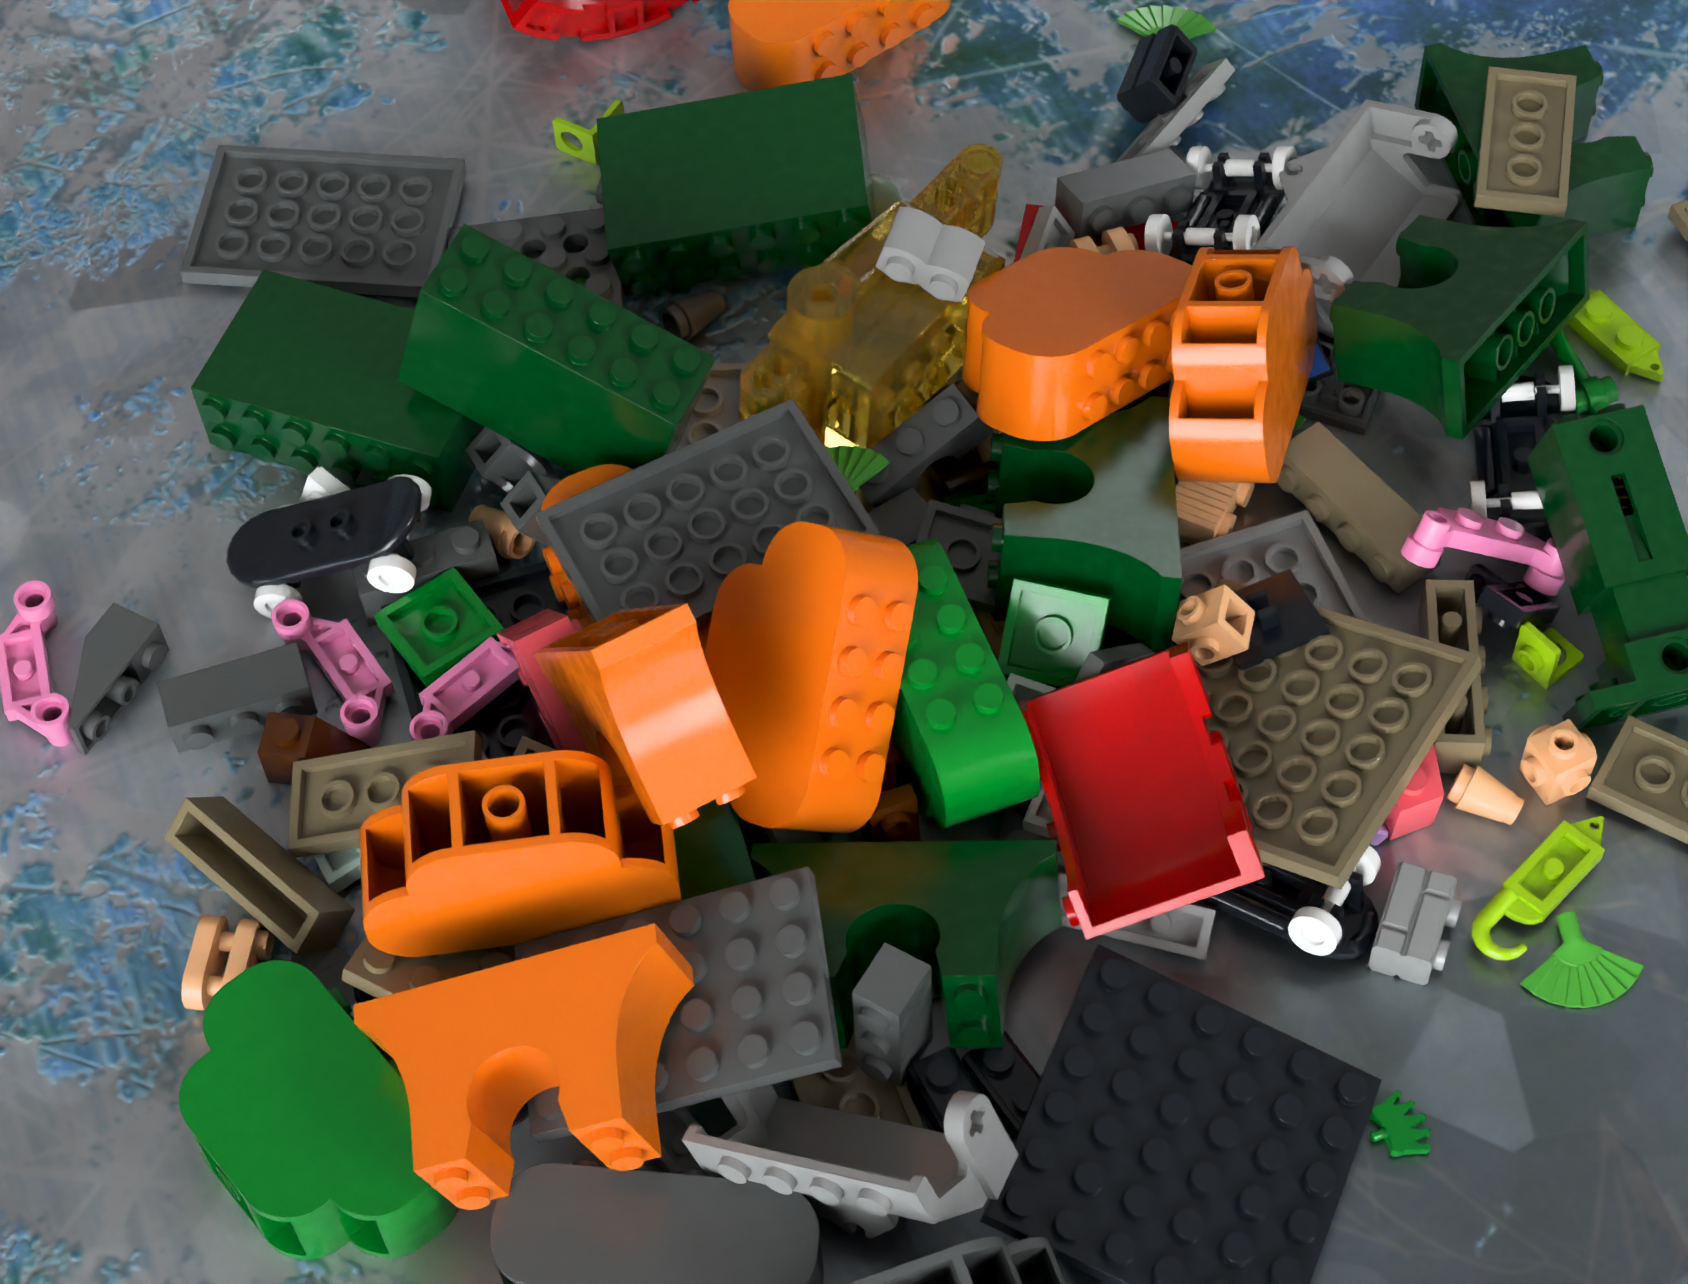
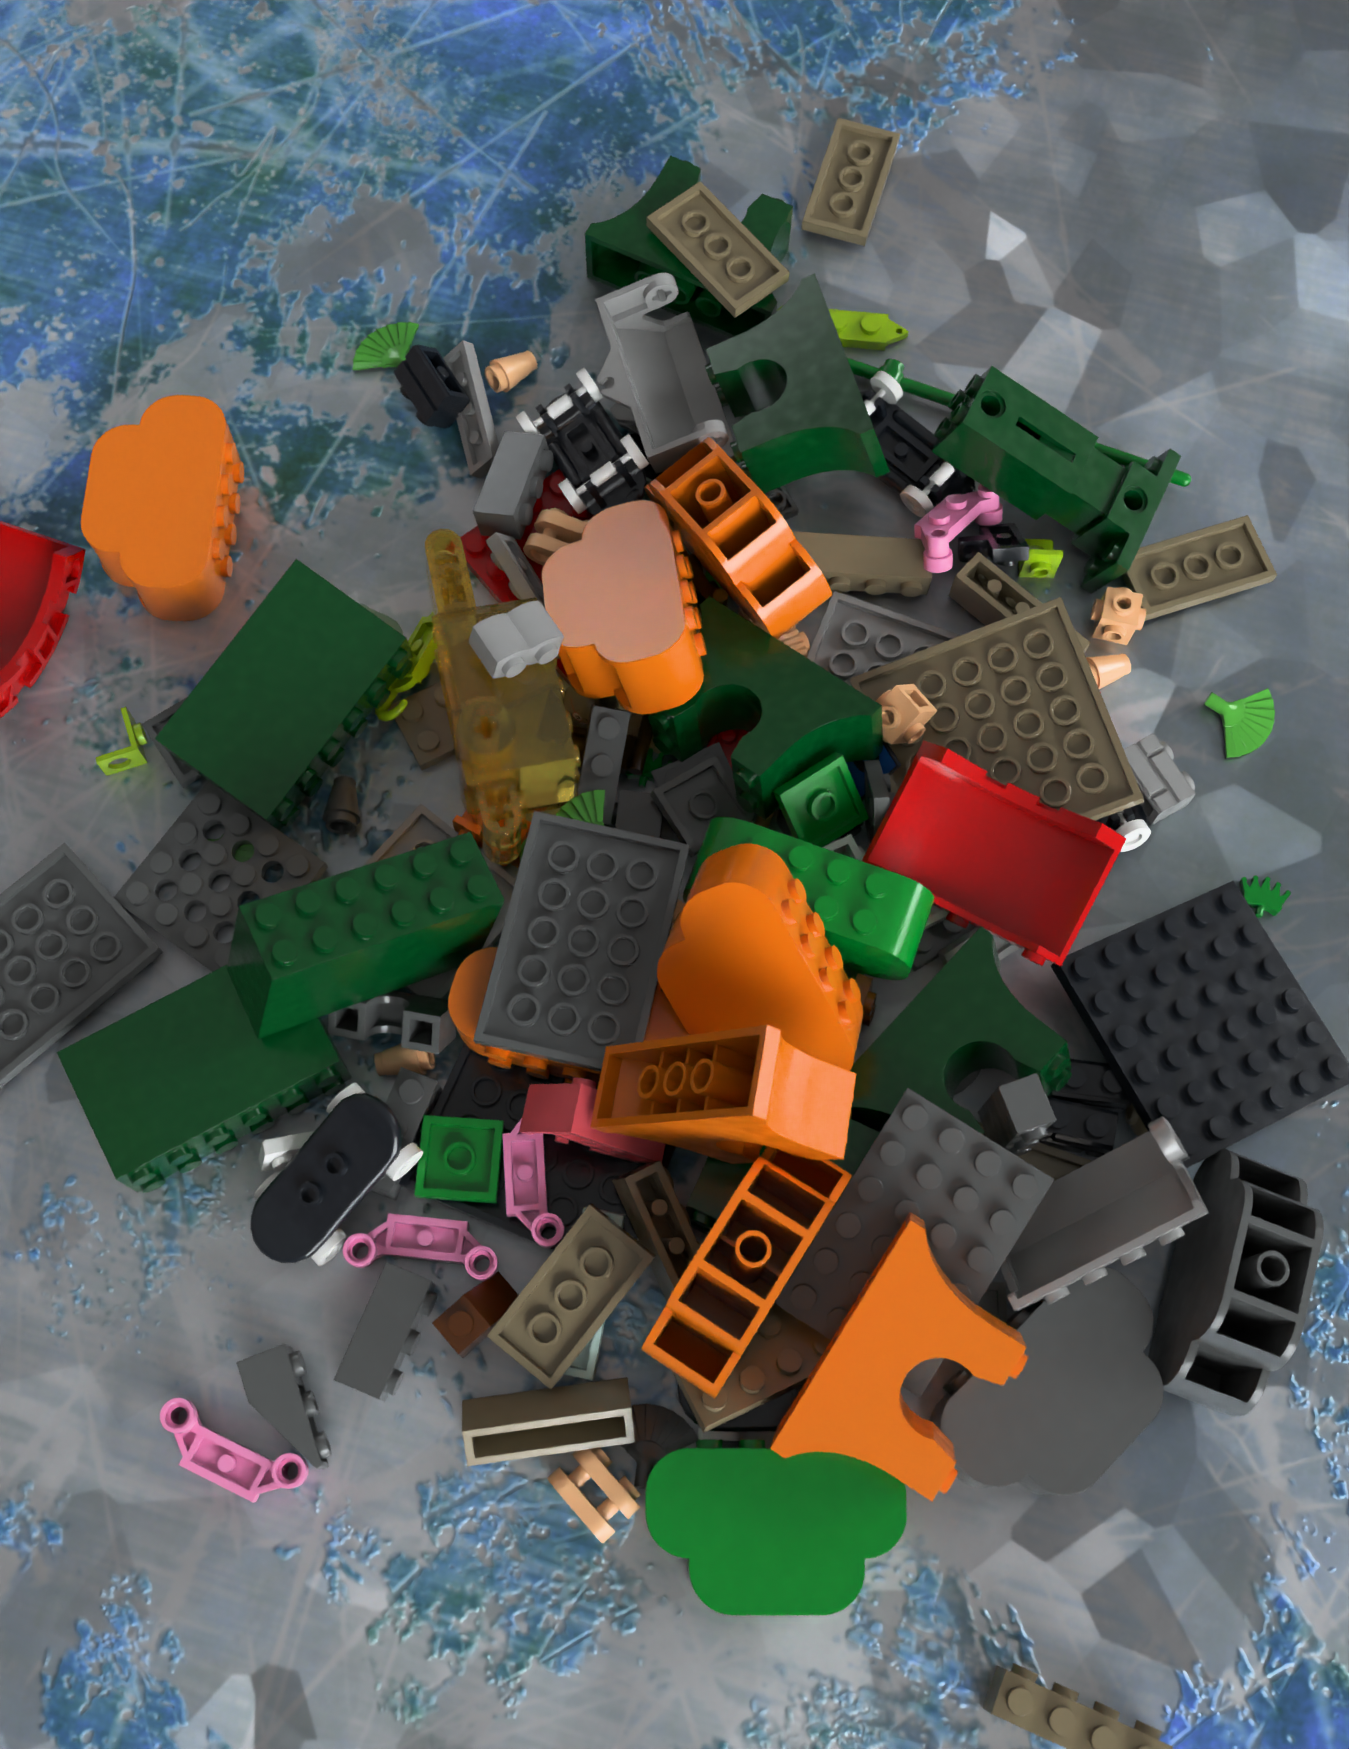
camera: 55 degrees left, 15 degrees up
(1245, 118) = (510, 370): none -> light nougat cone
(1281, 619) = (911, 664): black piece -> none
(1541, 883) = (1180, 692): lime plate -> none

